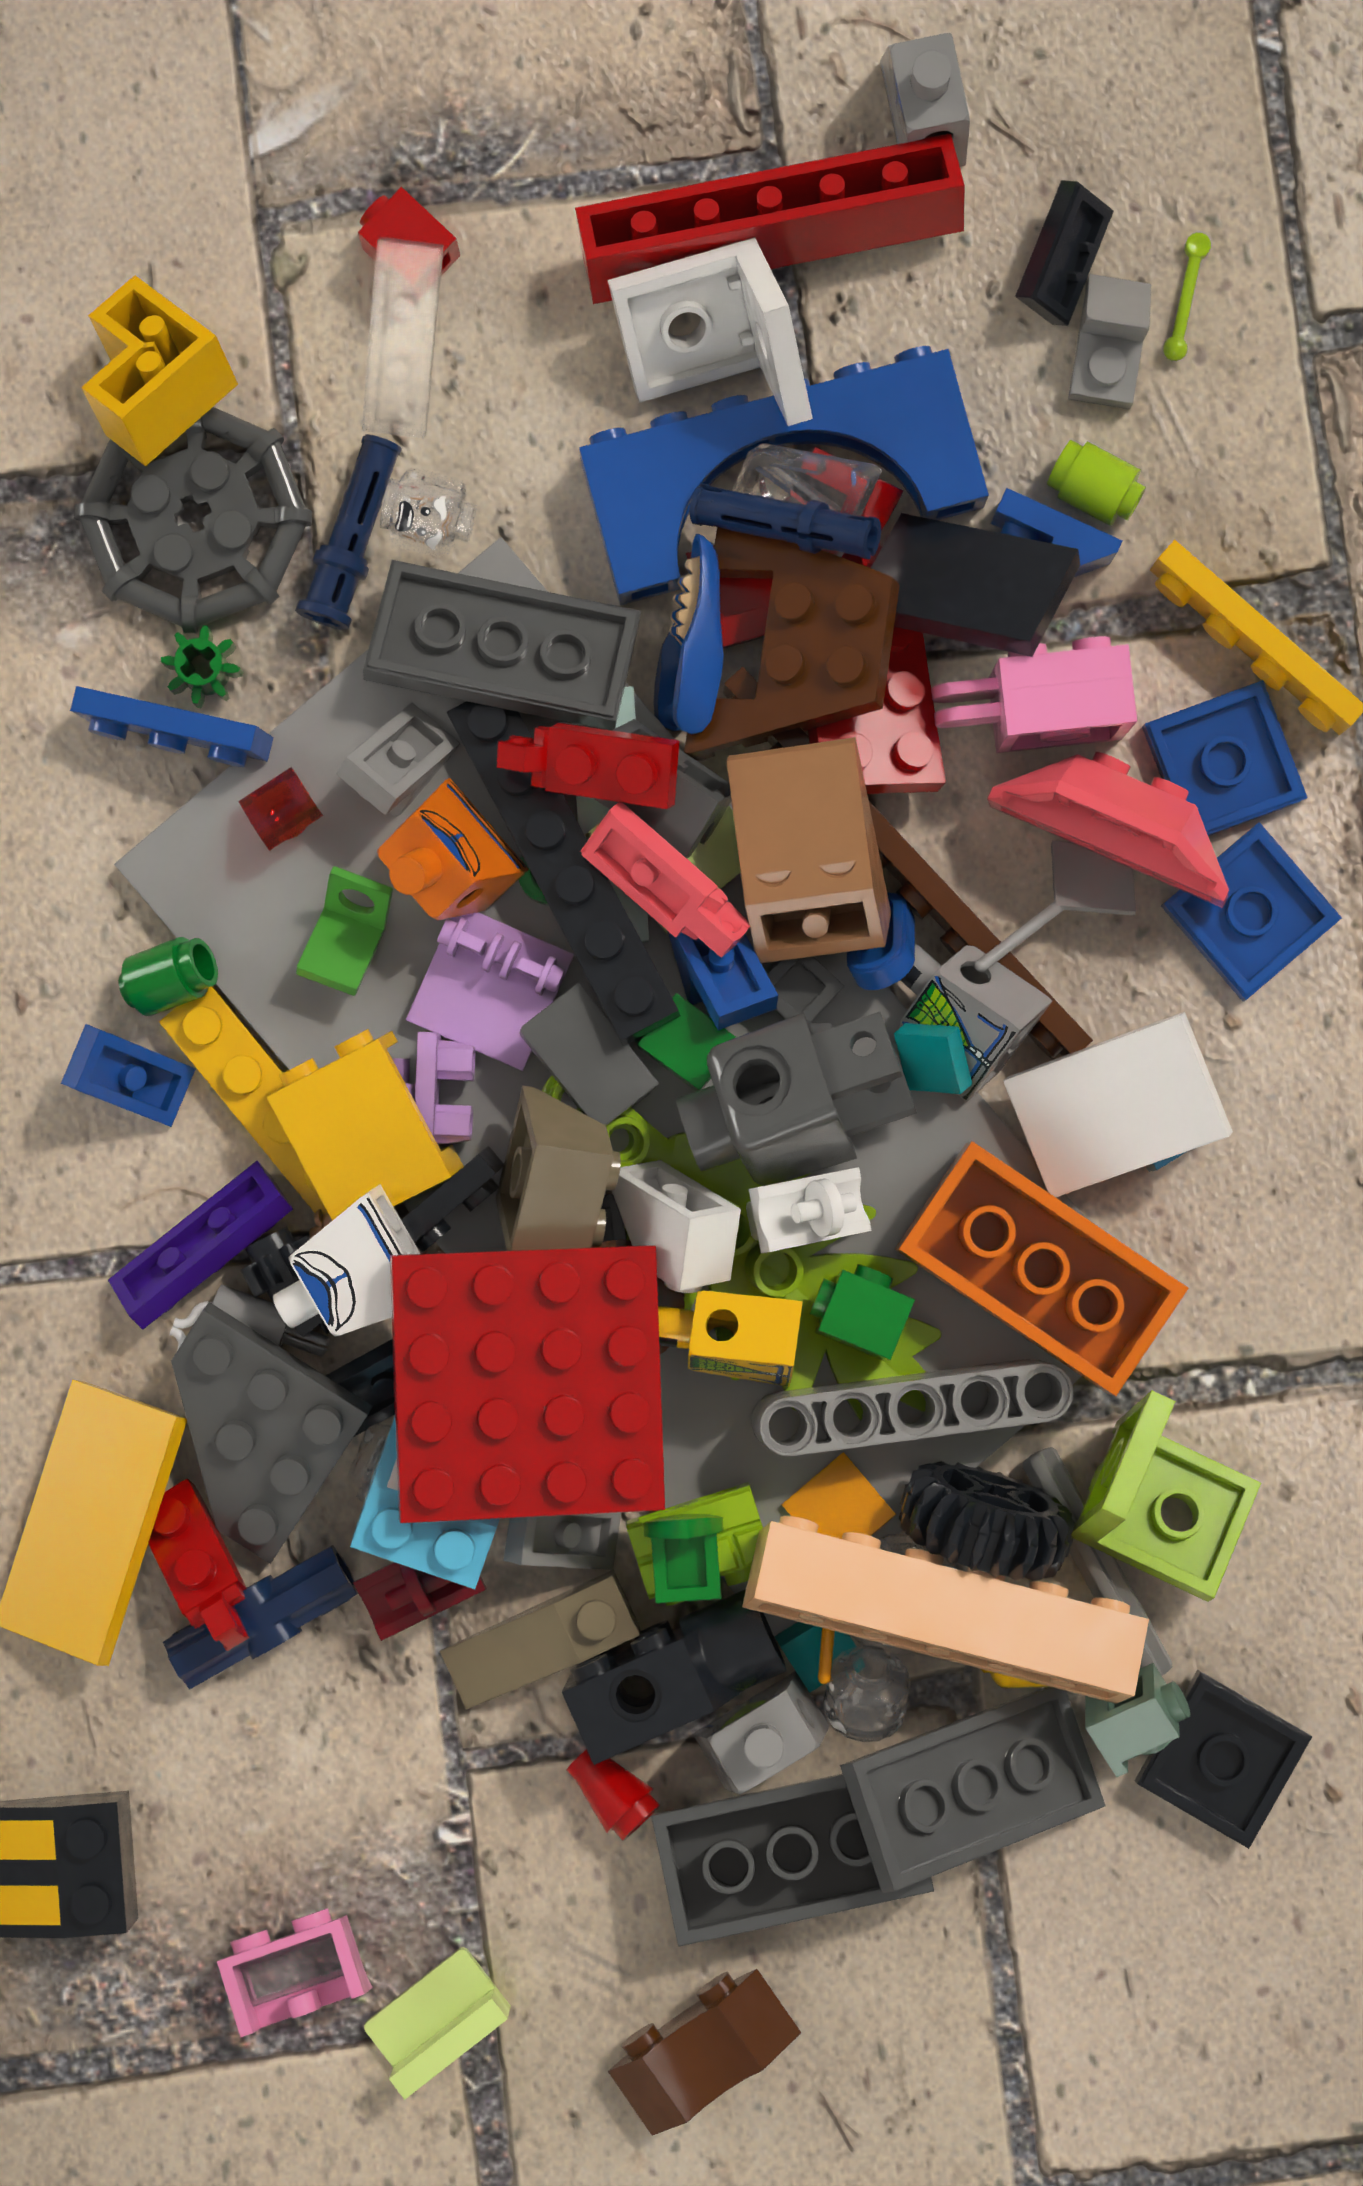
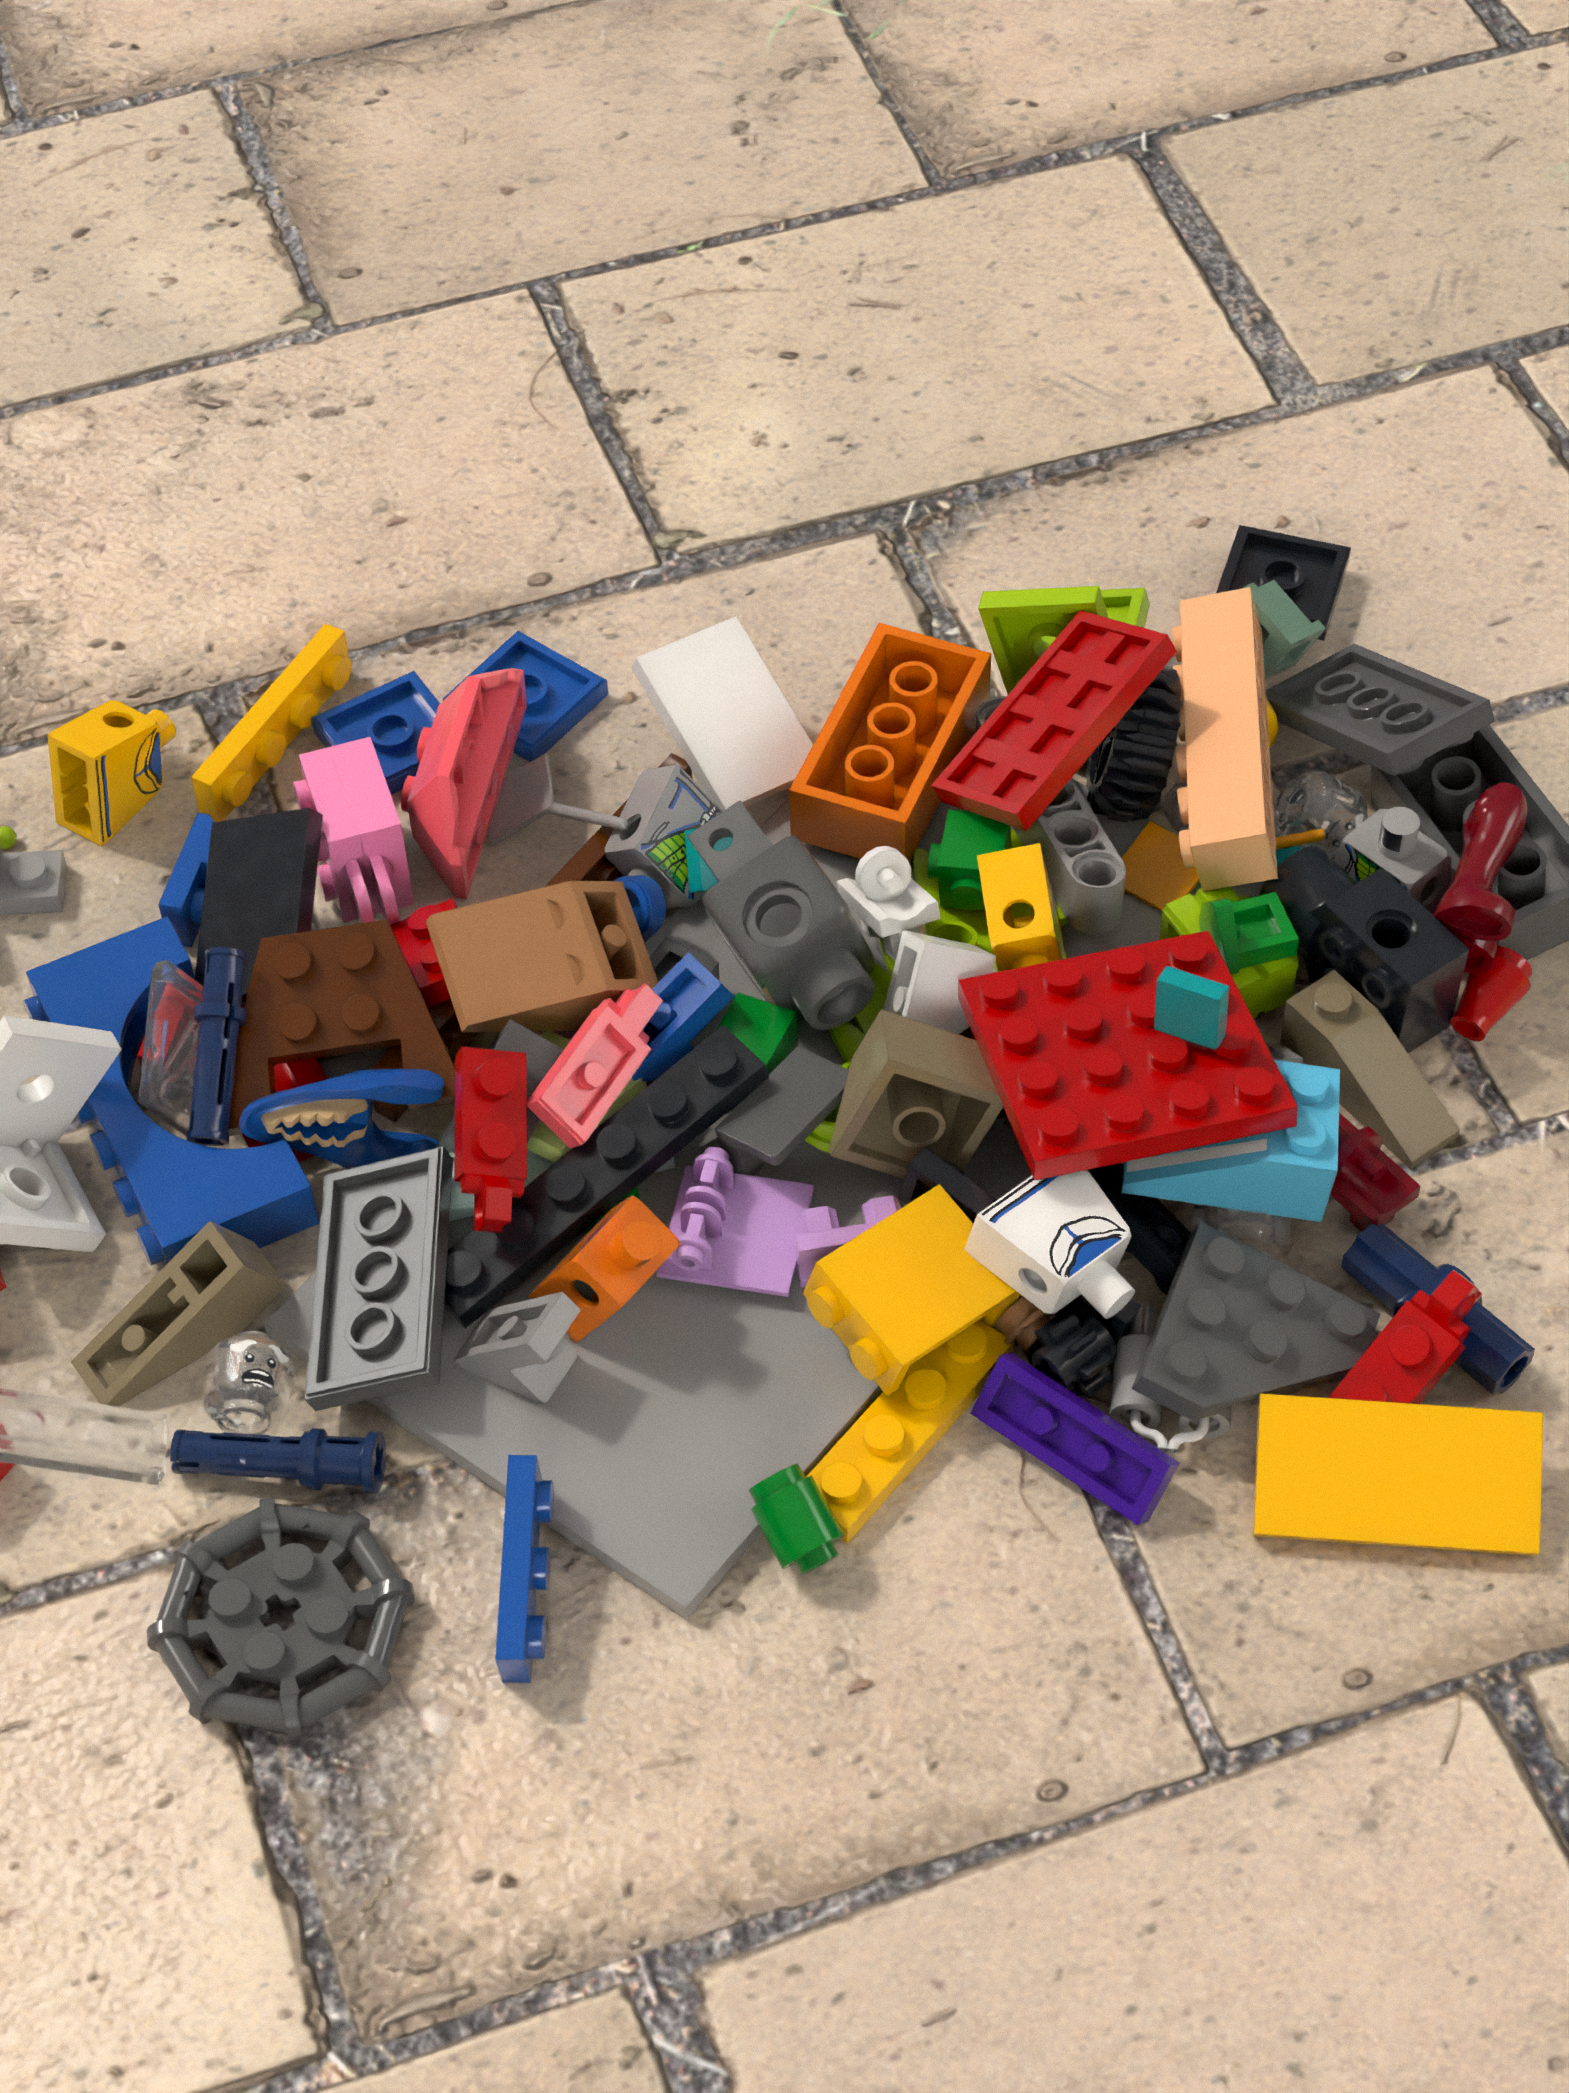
camera: 100 degrees left, 35 degrees down
(128, 1075) = (911, 1549): blue slope -> none
(160, 370) = (110, 1641): yellow brick -> none
(184, 668) = (450, 1563): green gear -> none
(280, 809) = (591, 1440): clear red plate -> none
(346, 933) = (712, 1359): bright green bracket -> none
(519, 460) = (180, 1315): none -> dark tan slope
(519, 1449) = (1191, 1007): none -> teal tile
(739, 1840) = (1469, 905): none -> dark red piece
(970, 1429) = (1054, 719): none -> red plate
(1096, 482) = (141, 861): lime brick -> none
(1205, 447) = (107, 767): none -> yellow torso

